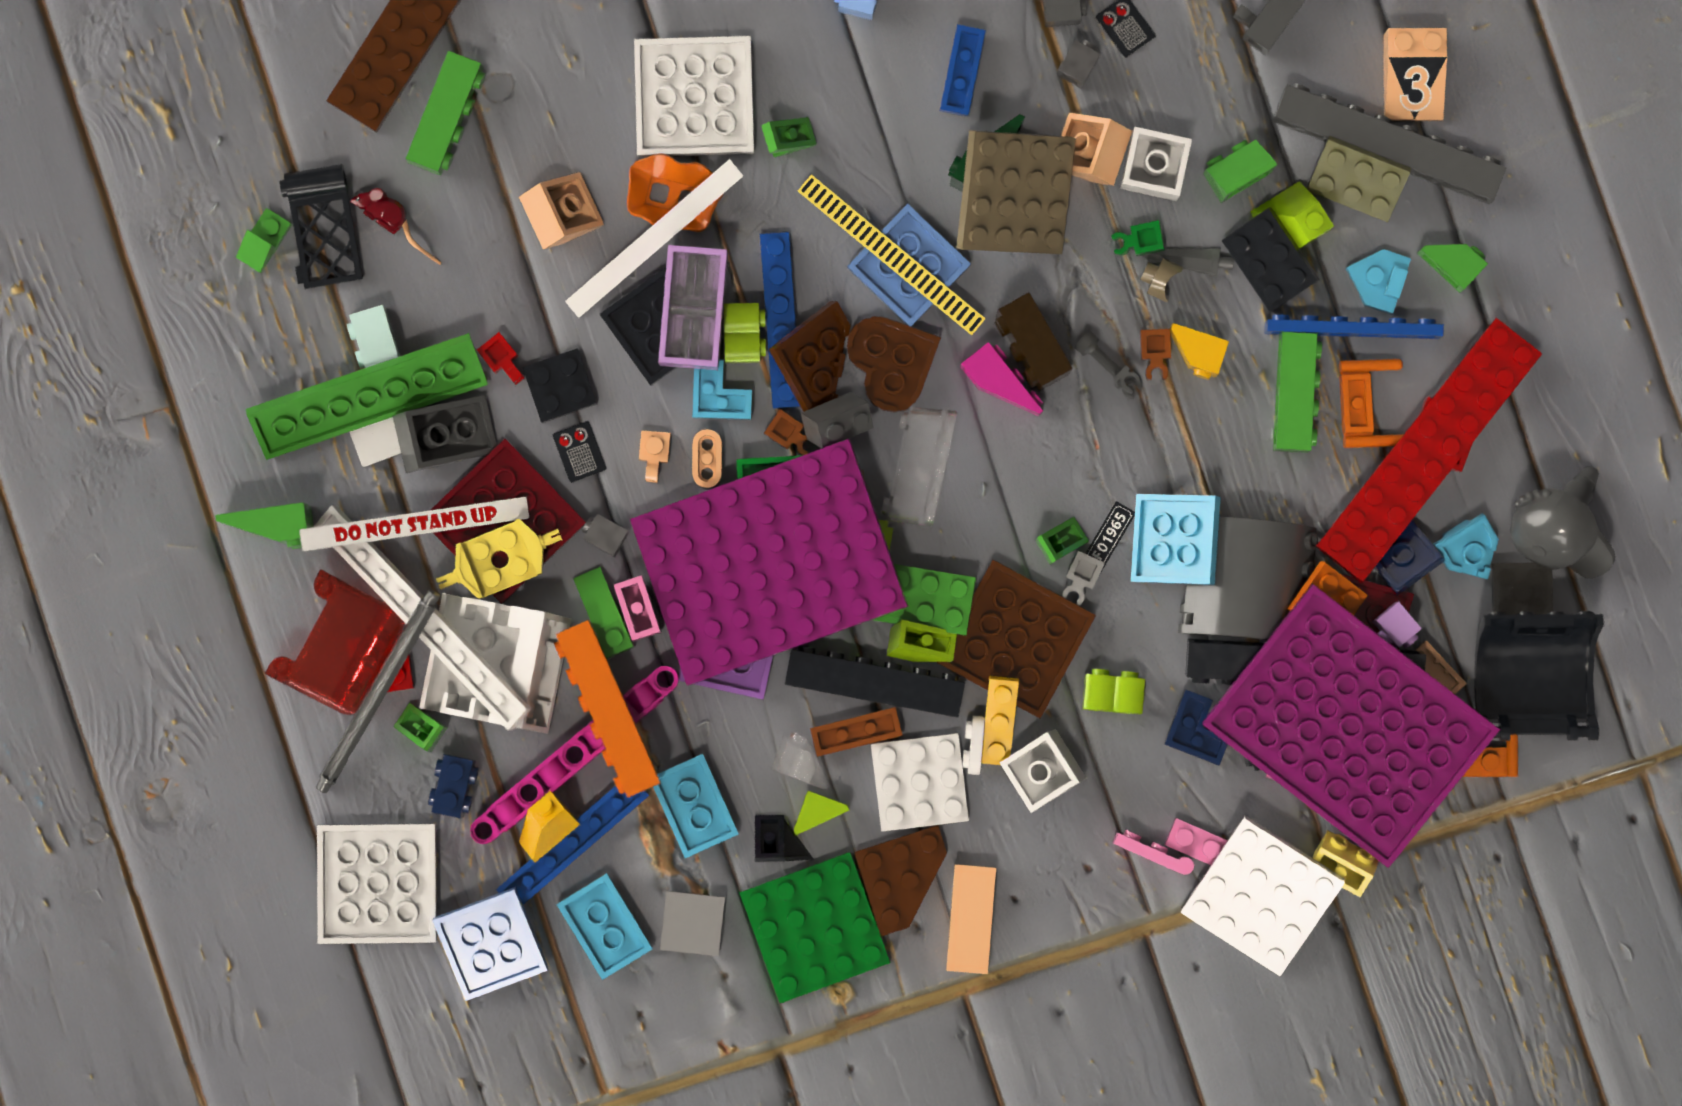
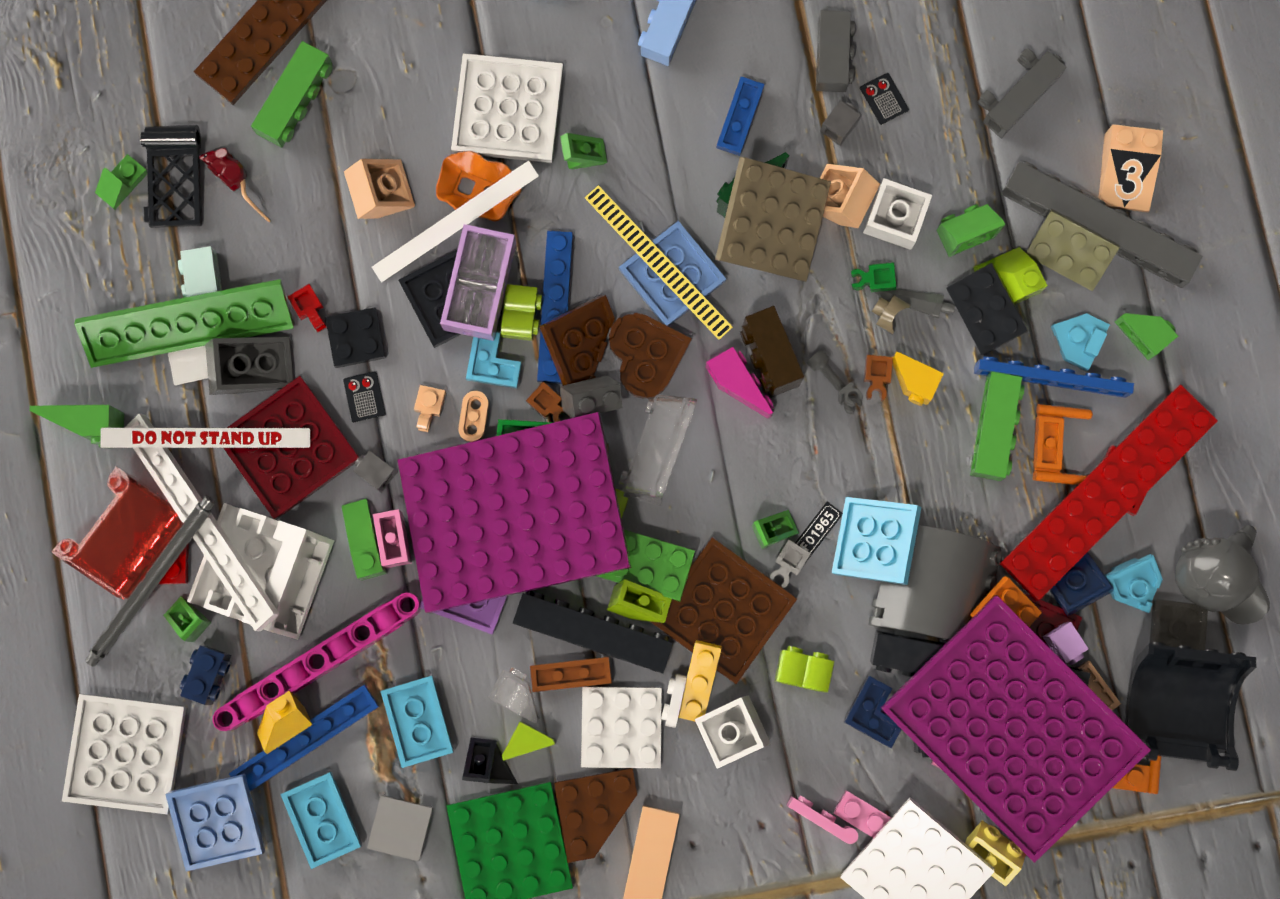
camera: 10 degrees right, 5 degrees down
(475, 564) = (255, 479): light yellow plate -> none
(608, 709) = (350, 623): orange brick -> none

